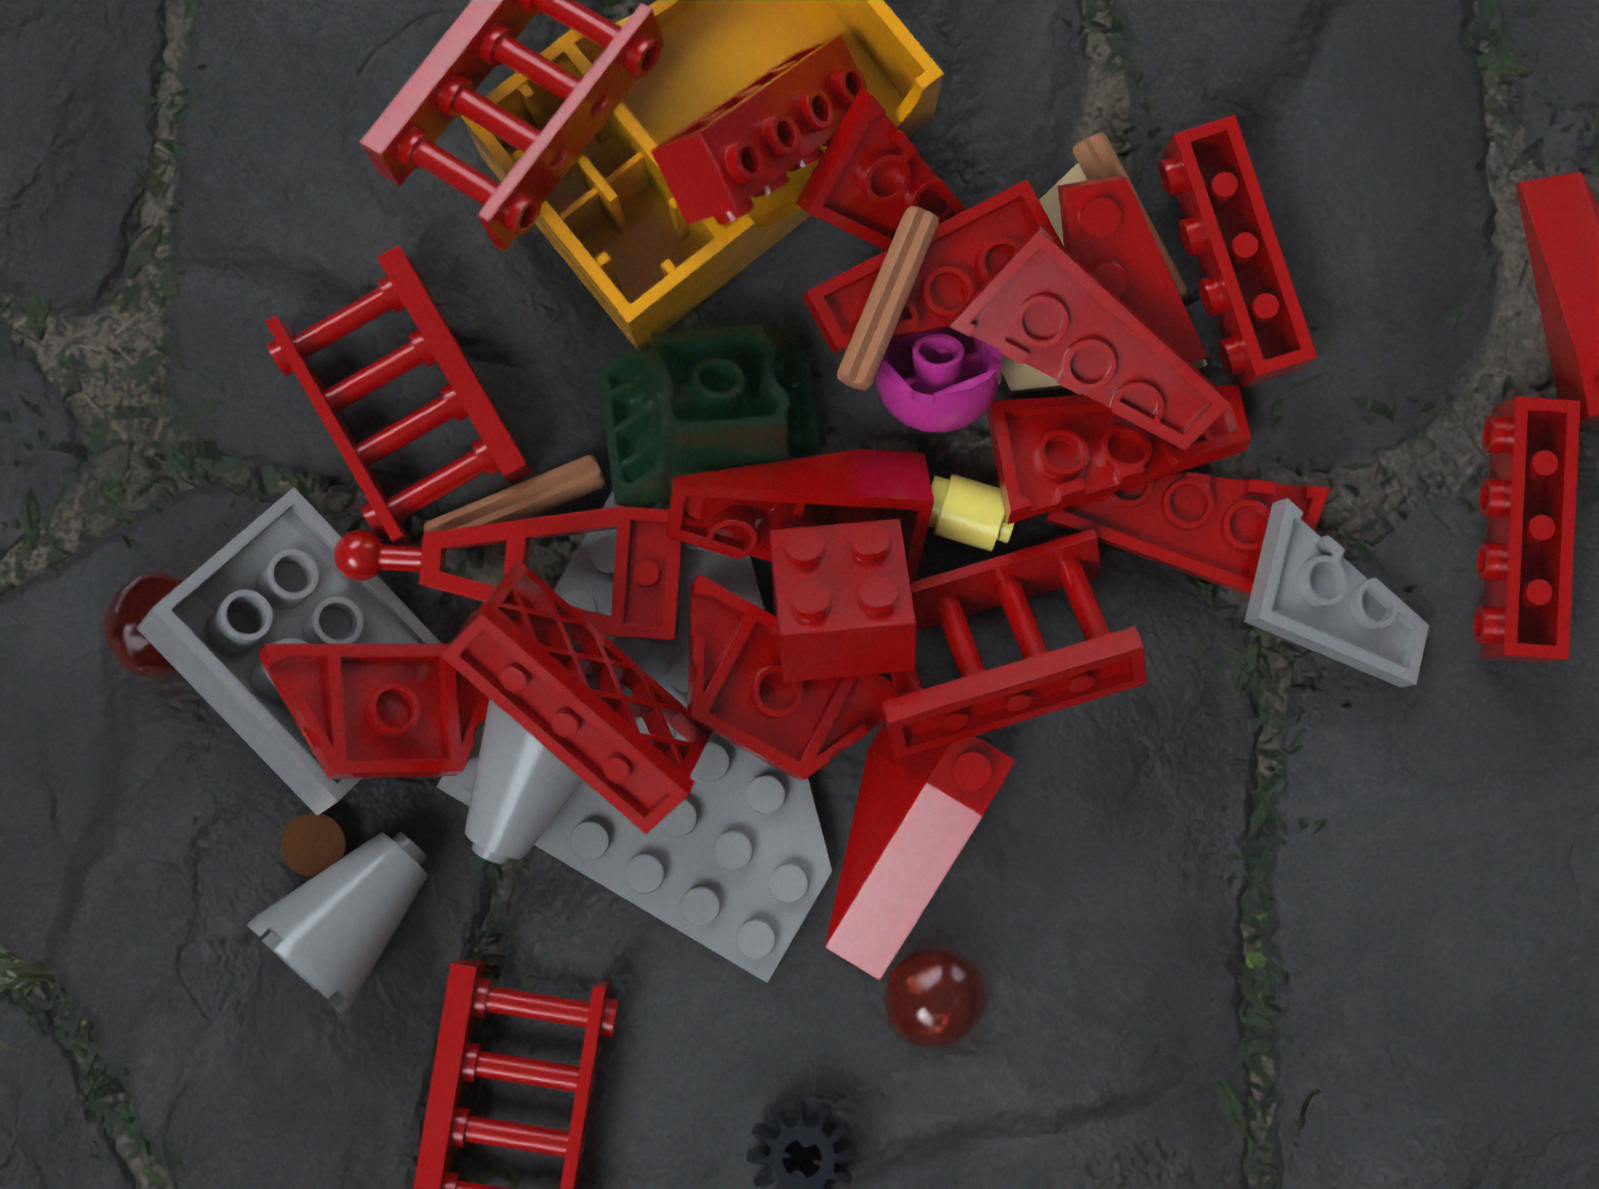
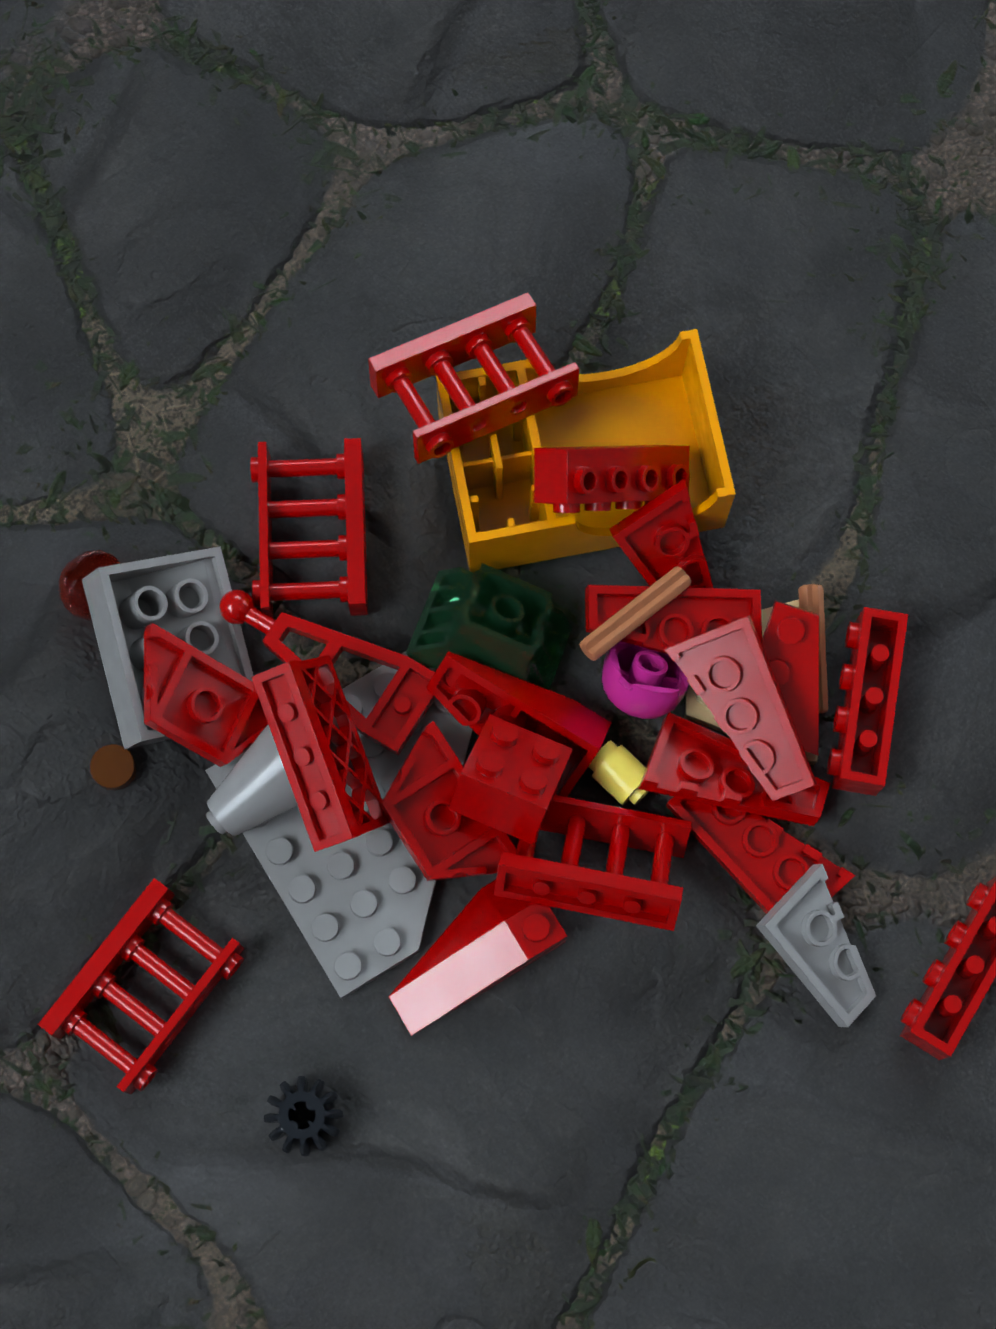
camera: 30 degrees right, 10 degrees down
(345, 916) = (106, 817): light grey cone -> none
(527, 497) = (361, 627): nougat axle -> none
(935, 997) = (440, 1064): clear red hair -> none

